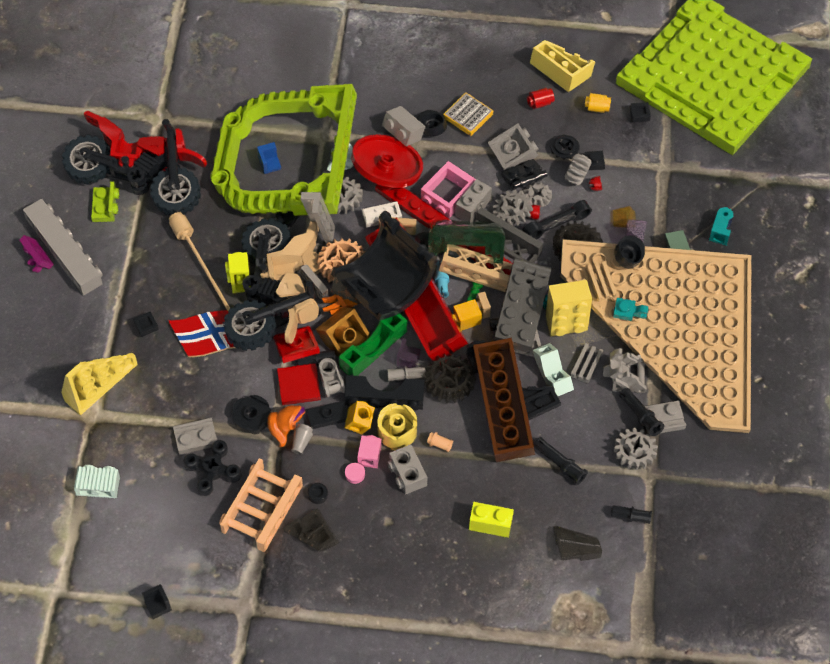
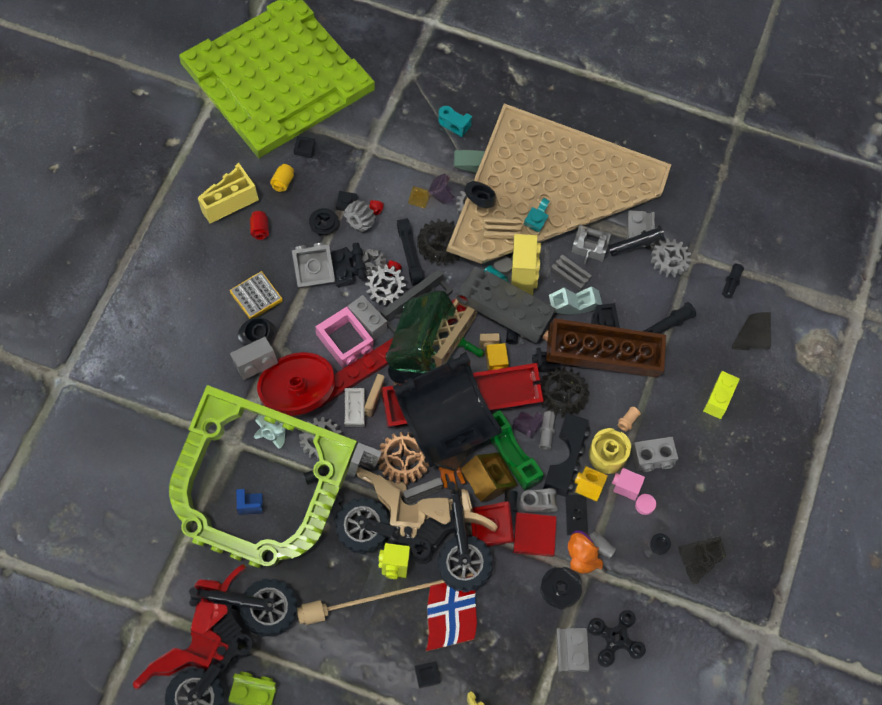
camera: 80 degrees left, 5 degrees up
(272, 520) = (685, 589): light nougat fence -> none

